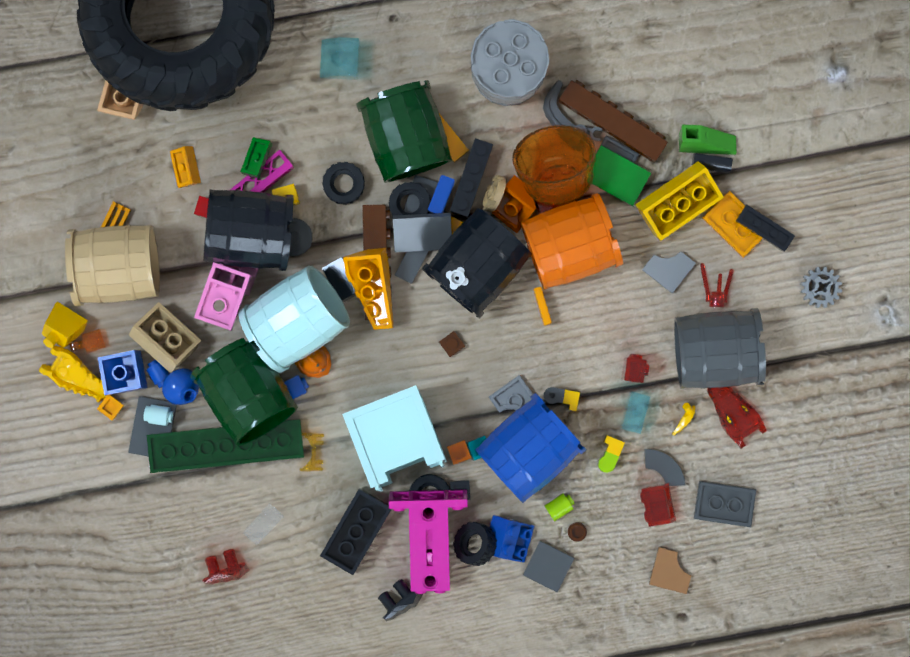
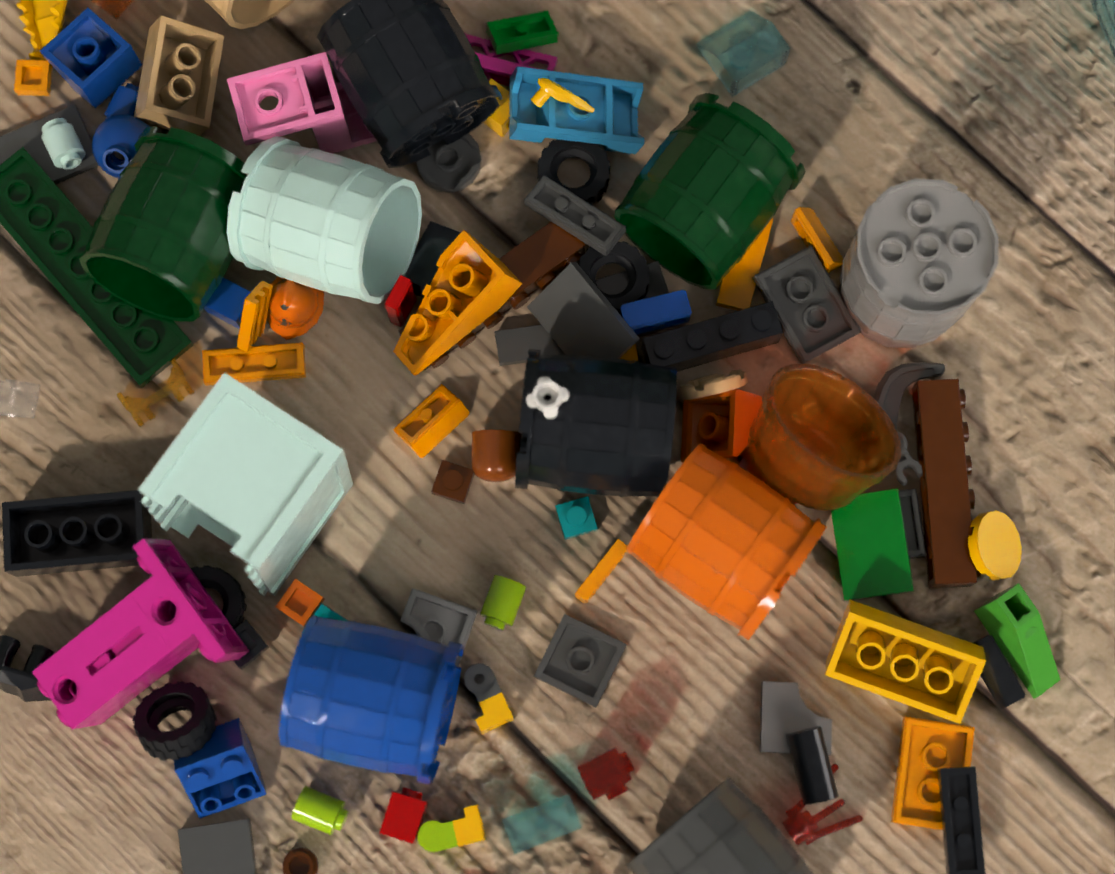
camera: 55 degrees right, 10 degrees down
(303, 167) = (558, 92): none -> yellow bar
(310, 382) = (254, 315): none -> light orange tile
(316, 162) = (611, 123): none -> dark azure piece
(329, 397) = (257, 364): none -> light orange tile
(351, 309) = (400, 301): none -> red tile
(368, 199) = (575, 215): none -> dark grey tile
(415, 333) = (432, 421): none -> light orange slope
(454, 315) = (495, 454): none -> dark orange helmet
(457, 92) = (814, 234): none -> light orange slope
(485, 121) = (807, 304): none -> dark grey tile
(509, 300) = (576, 518): none -> teal plate
(524, 360) = (502, 602): none -> lime brick
(574, 344) = (580, 660): none -> dark grey tile
(588, 470) = (404, 815): none -> red brick
(657, 120) = (995, 545): none -> yellow tile
(695, 275) = (812, 765): none -> black brick

